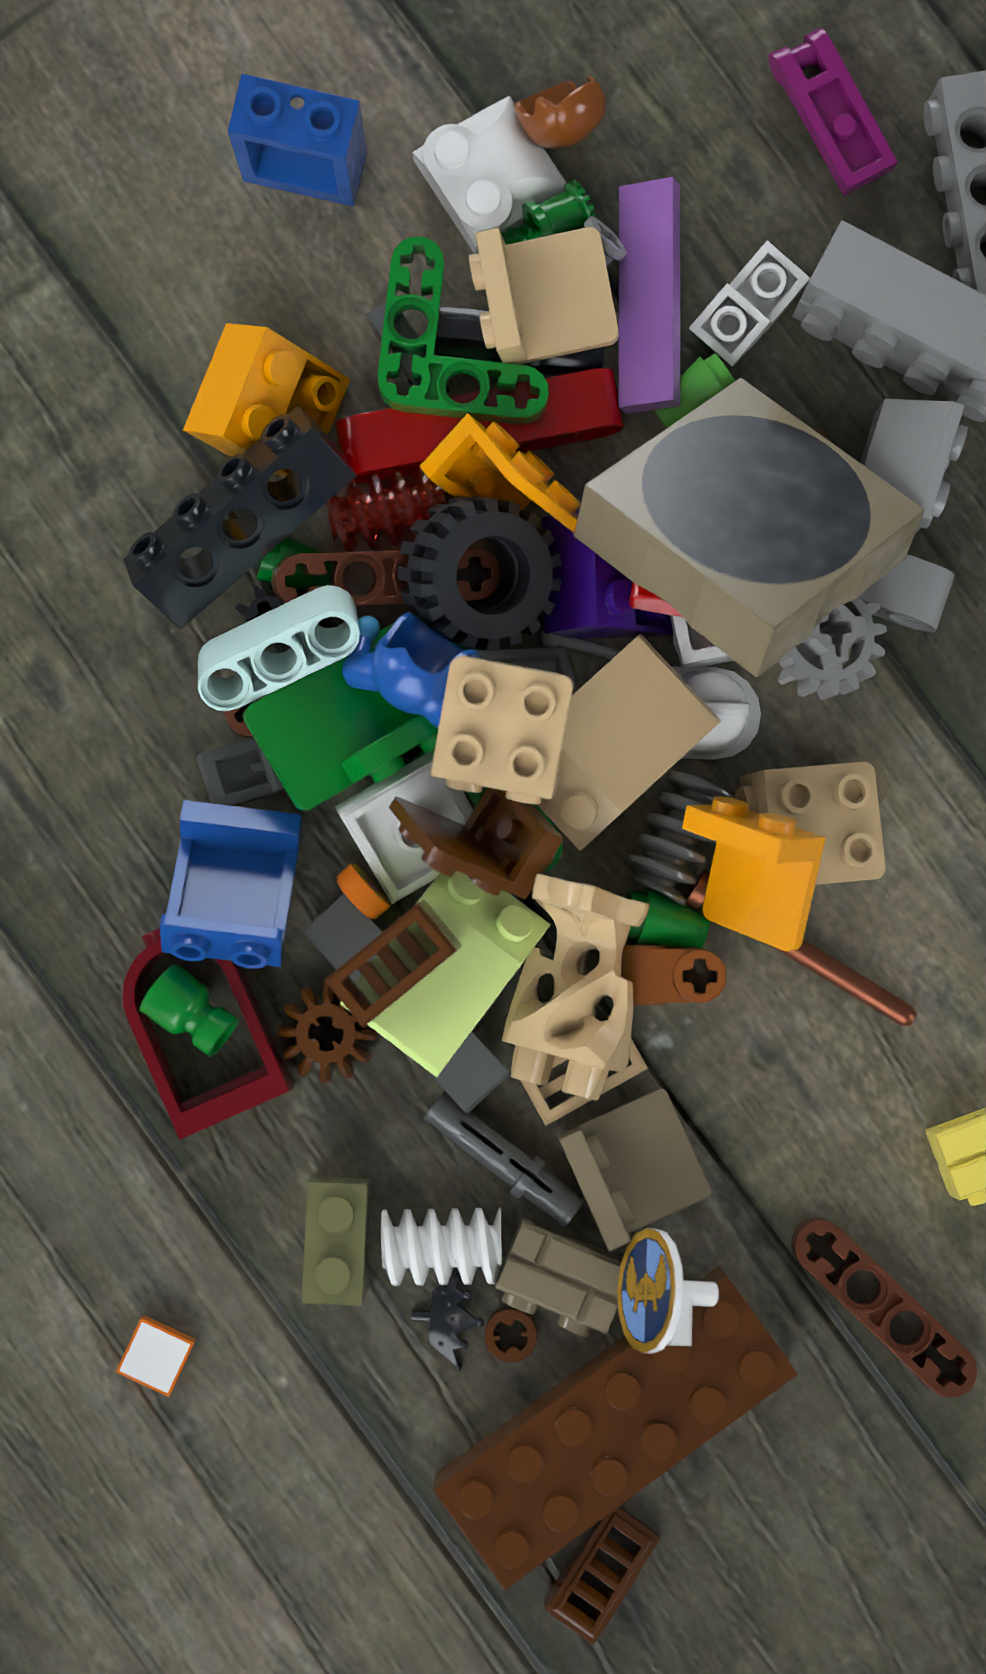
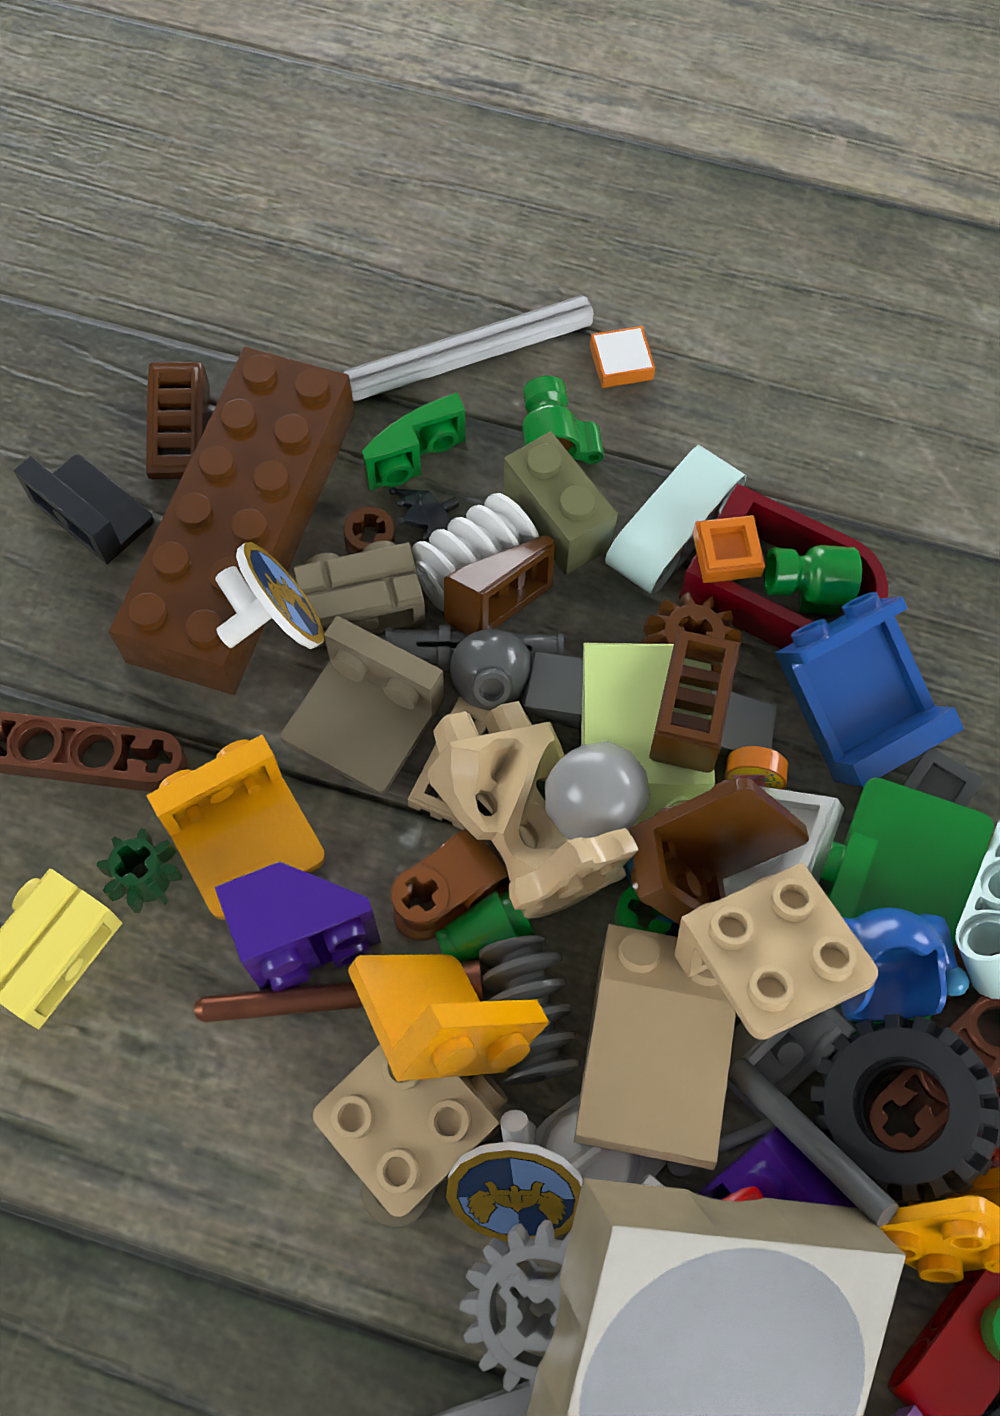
camera: 145 degrees right, 20 degrees down
(242, 1082) = (728, 549): none -> orange tile
(245, 1154) = (662, 530): none -> light aqua beam
(280, 1319) = (547, 408): none -> green piece
(286, 1466) = (469, 347): none -> light grey axle
(435, 1392) = (396, 451): none -> green slope
(454, 1192) = (497, 586): none -> reddish brown slope
(509, 1124) = (490, 668): none -> dark grey brick
(522, 947) = (596, 790): none -> light grey hair
(566, 596) = (813, 1143): none -> dark grey bar
(730, 1540) = (86, 505): none -> black panel
(777, 724) = (514, 1184): none -> shield
(794, 1135) = (235, 818): none -> light orange bracket
(811, 1025) = (294, 924): none -> dark purple slope
(902, 1168) = (130, 854): none -> dark green gear

